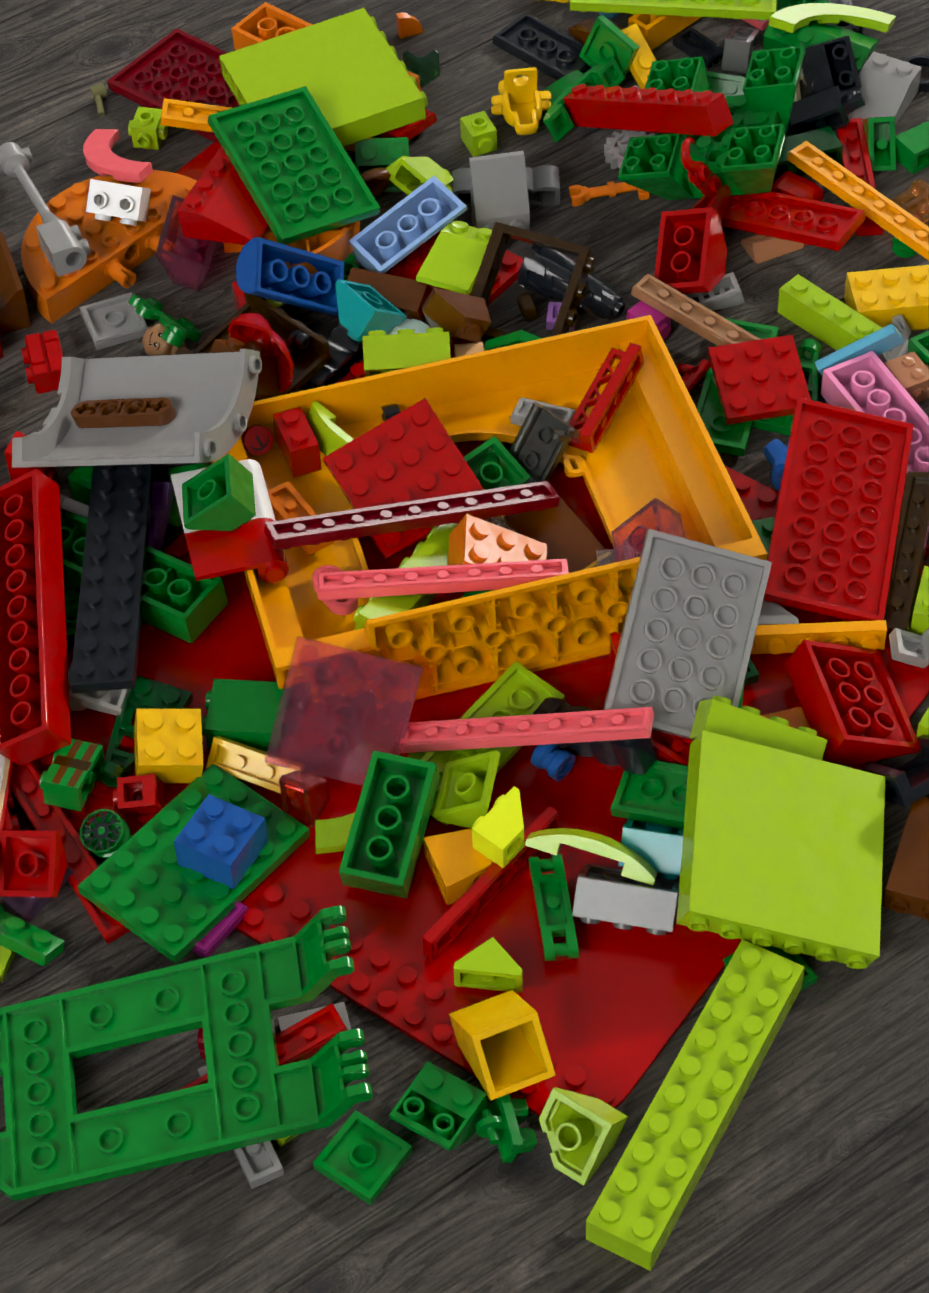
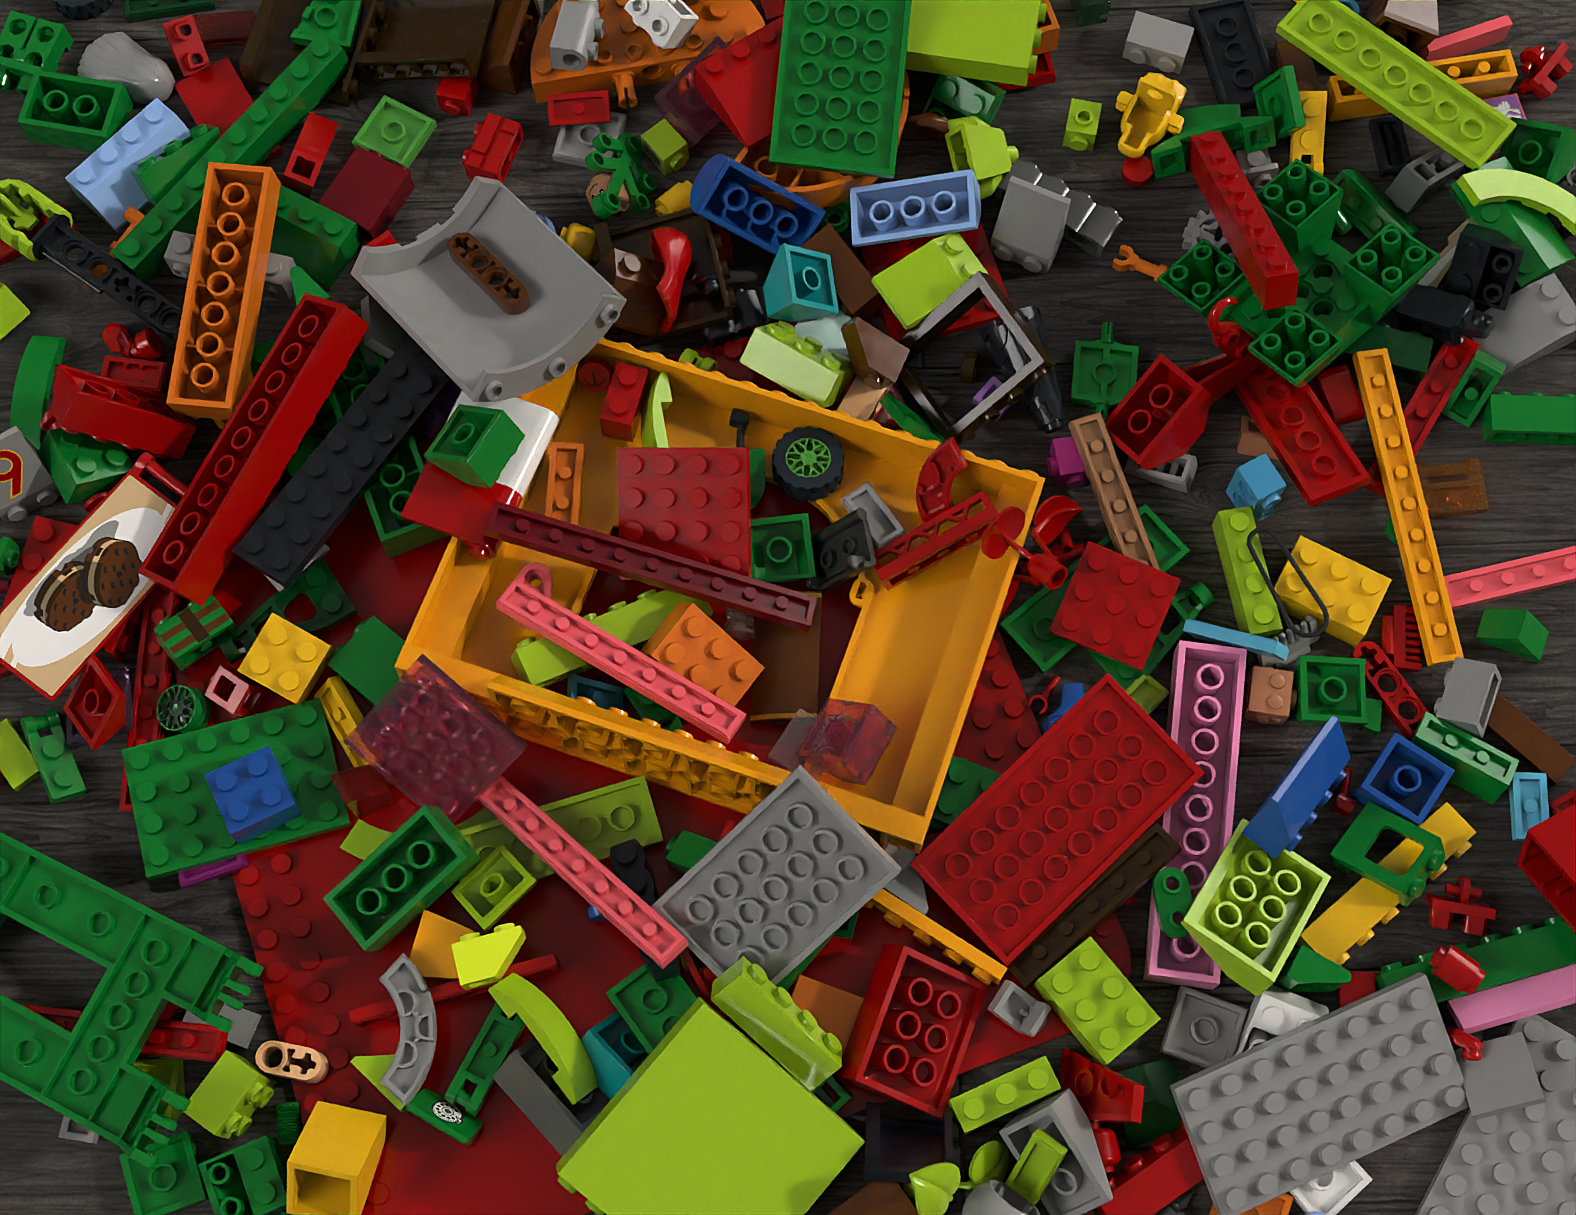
camera: 35 degrees right, 20 degrees up
(93, 301) = (579, 108): none -> red panel
(181, 294) = (665, 147): none -> lime brick
(218, 316) = (674, 199): none -> yellow brick
(383, 1052) = (230, 1096): none -> lime brick
(419, 1004) = (287, 1067): none -> light nougat beam
(438, 1057) = (286, 1133): none -> green piece
(467, 409) = (807, 464): none -> black wheel
(486, 911) = (417, 1030): none -> light grey tile
(487, 63) = (1157, 42): none -> light grey piece
(540, 143) = (1137, 171): none -> red tile
(557, 974) = (445, 1116): none -> green slope
(572, 359) = (936, 479): none -> red tile
(594, 683) = (686, 850): none -> green slope
(623, 261) = (1103, 371): none -> green plate
(694, 365) = (1048, 522): none -> red plant
(756, 467) = (1045, 694): none -> red hand
(791, 257) = (1256, 486): none -> dark azure brick
(898, 322) = (1301, 575): none -> black piece

